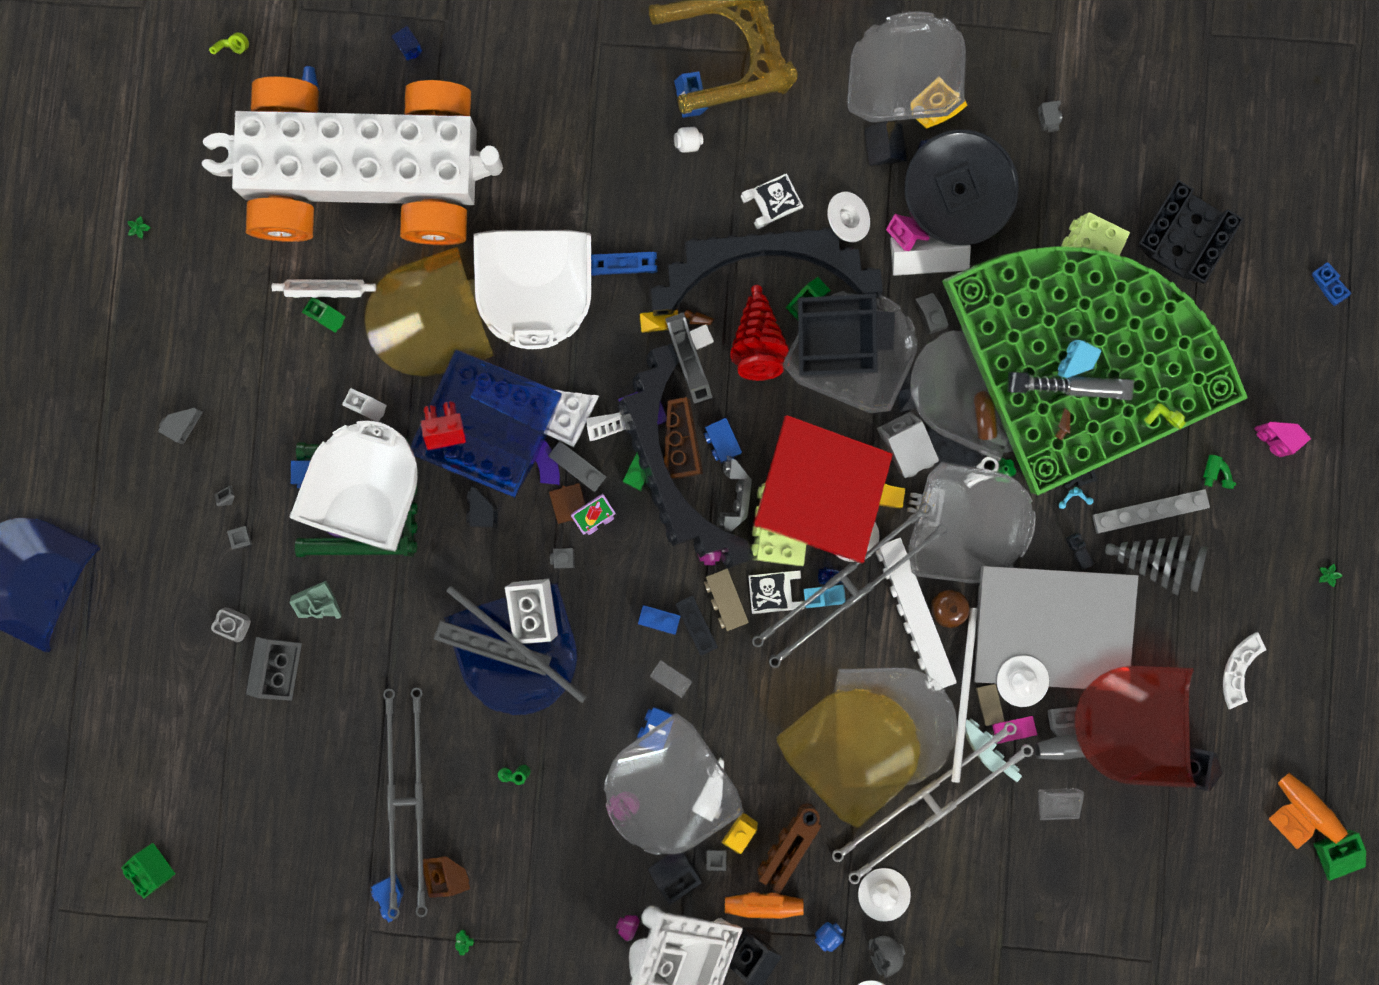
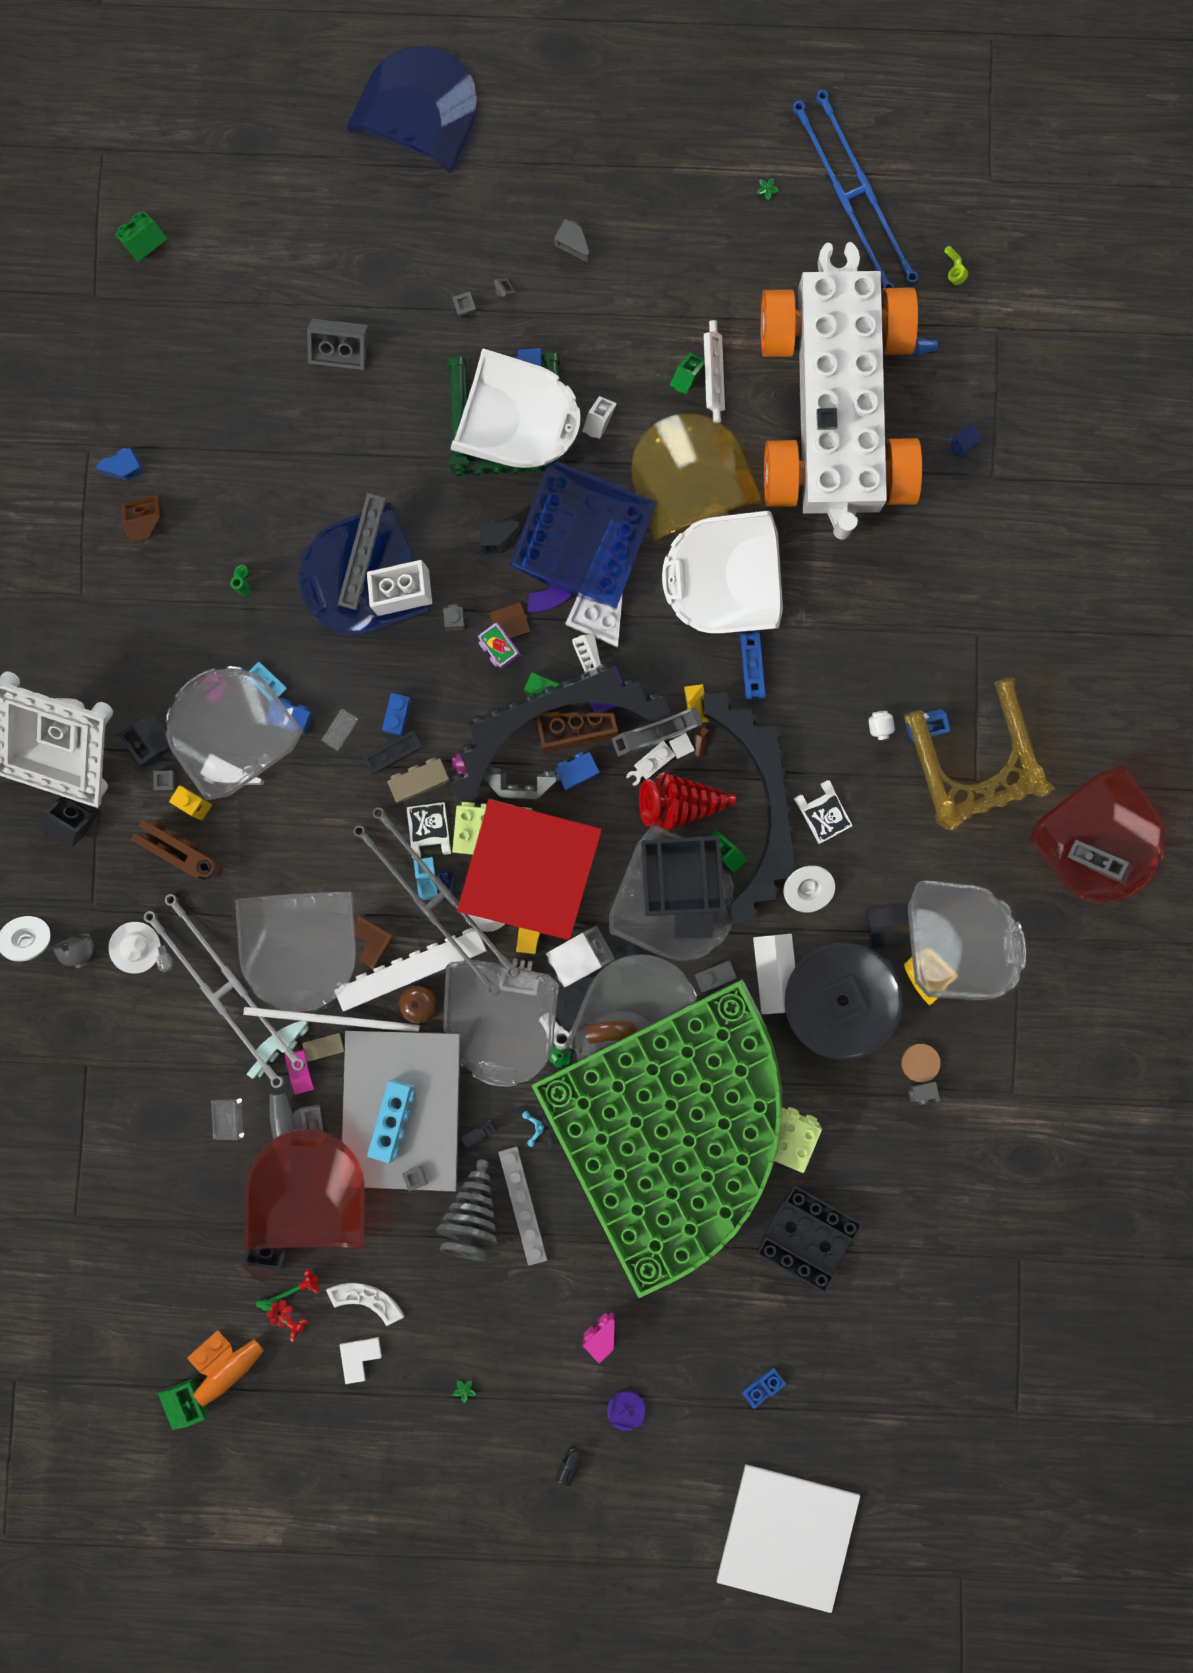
camera: 90 degrees right, 0 degrees up
(143, 130) = (865, 188): none -> blue bar
(231, 624) = (379, 301): light grey piece -> none
(315, 602) = (403, 381): sand green slope -> none
(386, 168) = (826, 418): none -> black plate
(417, 801) = (213, 487): dark grey bar -> none
(442, 430) = (572, 492): red brick -> none
(463, 942) = (79, 539): green plant -> none
(516, 644) = (366, 574): dark grey piece -> none
(577, 466) = (545, 628): dark grey slope -> none
(610, 755) = (277, 687): none -> medium azure slope
(628, 926) = (96, 695): magenta cone -> none
(716, 367) = (652, 762): none -> white plate
(764, 905) = (120, 828): orange plate -> none
(829, 936) = (92, 893): blue head -> none
(853, 752) = (270, 908): clear yellow windscreen -> none
(884, 647) = (377, 941): none -> reddish brown panel
(898, 864) = (164, 960): none -> clear cylinder
(905, 231) = (796, 947): dark pink panel -> none
(1020, 118) = (920, 1062): none -> medium nougat tile
(1022, 681) = (347, 1078): white hat -> none
(1064, 425) = (601, 1108): reddish brown bar -> none
(1073, 386) = (639, 1159): piece -> none
(1079, 359) = (666, 1120): medium azure slope -> none
(1096, 649) = (378, 1149): none -> medium azure brick
(1125, 615) = (415, 1178): none -> dark grey plate
(1174, 418) = (613, 1222): lime plate -> none
(1212, 469) = (566, 1267): green plant -> none
(1257, 751) = (279, 1312): none -> red plant
(1294, 683) = (353, 1356): none -> white tile
(1350, 417) = (626, 1410): none -> dark purple tile

